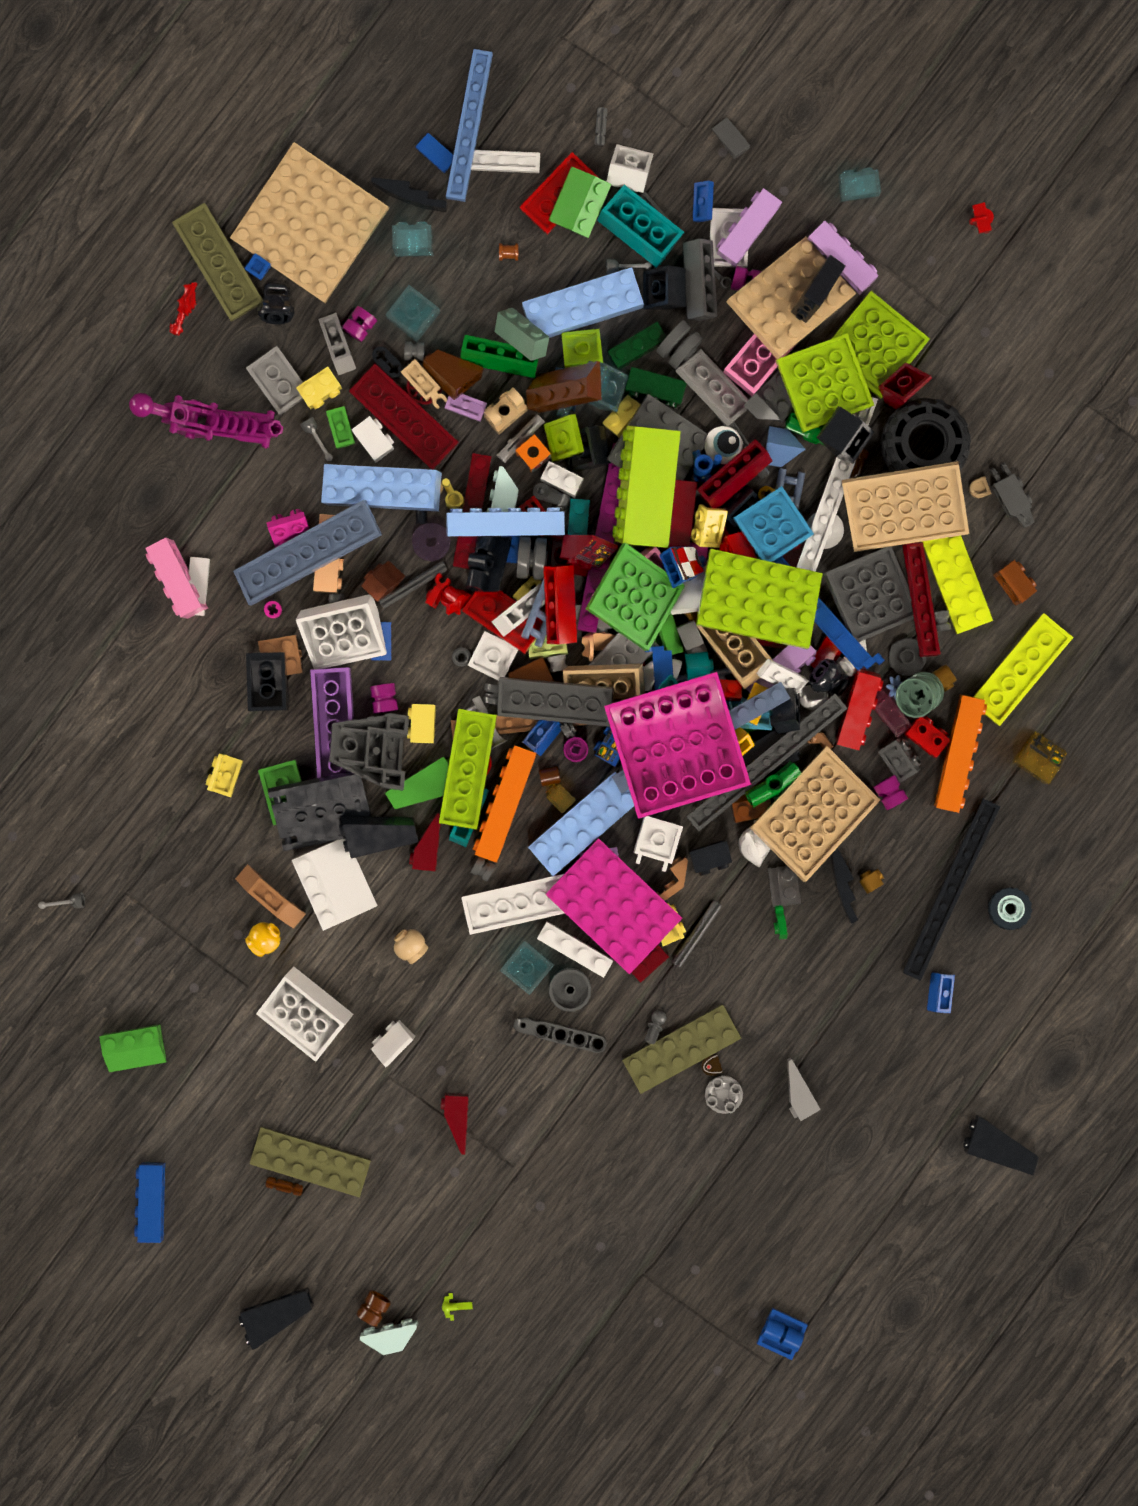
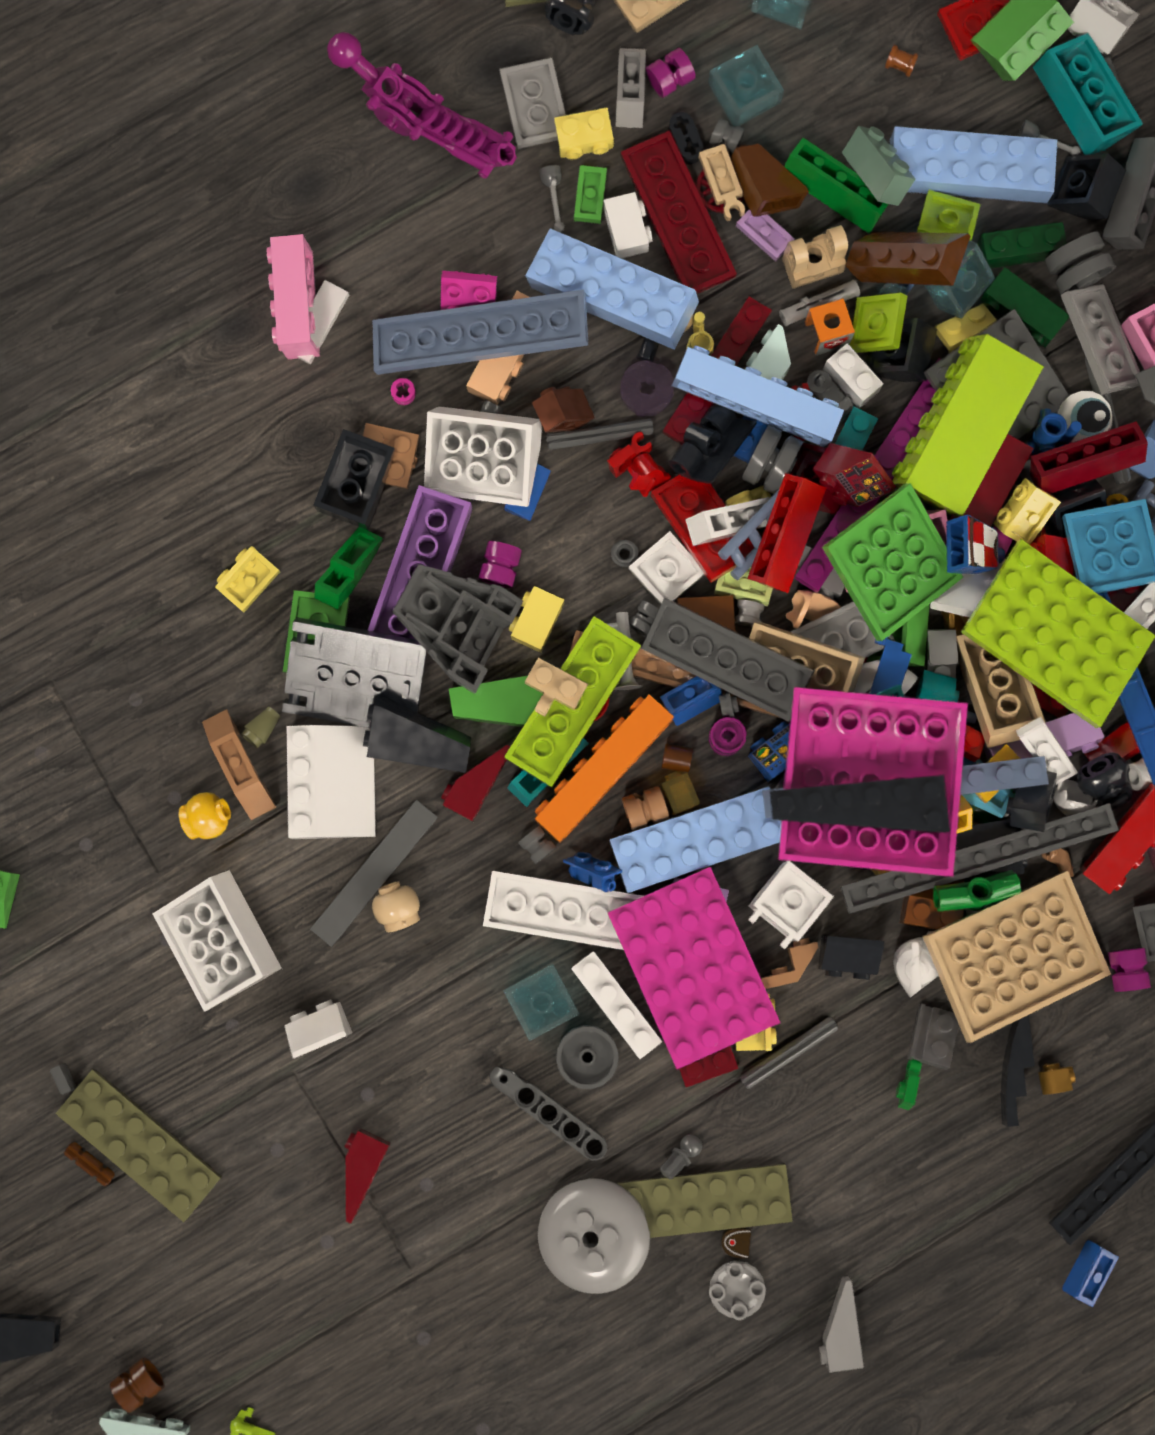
camera: 25 degrees right, 5 degrees down
(245, 1140) = (63, 1079): none -> dark grey tile
(274, 867) = (261, 727): none -> olive cone
(286, 741) = (347, 568): none -> green slope
(386, 929) = (374, 873): none -> dark grey tile
(452, 764) = (555, 686): none -> tan plate
(525, 870) = (592, 870): none -> blue hinge
(542, 817) = (645, 808): none -> medium nougat wheel
(624, 1081) = (616, 1220): none -> light grey brick
(692, 756) = (885, 804): none -> black wing

